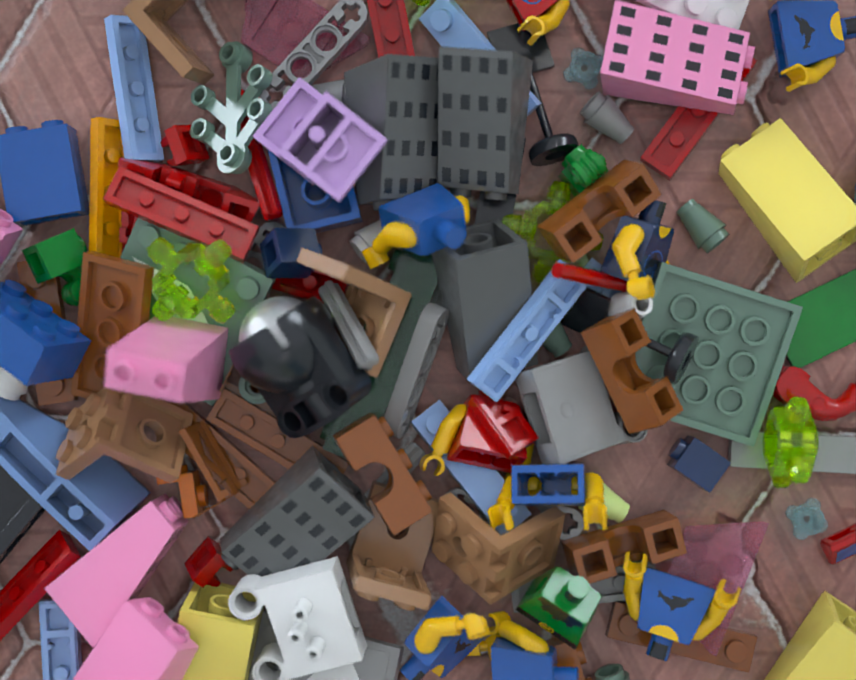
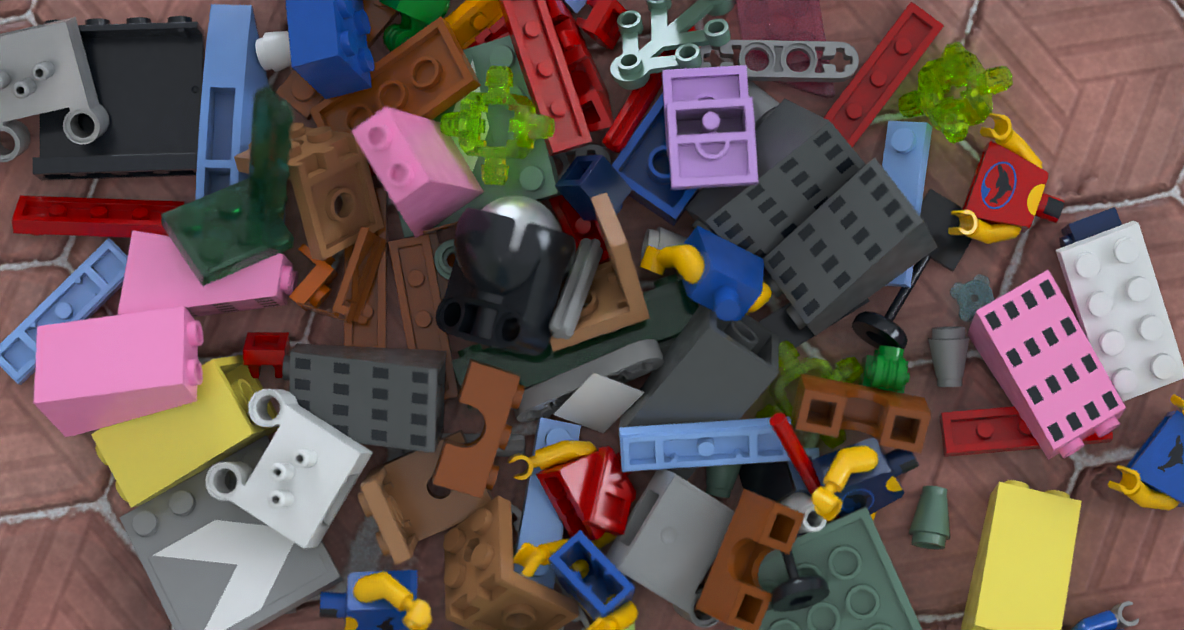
camera: 50 degrees right, 5 degrees down
(103, 508) = (247, 218): none -> clear green bracket
(436, 376) = (598, 403): none -> white sticker

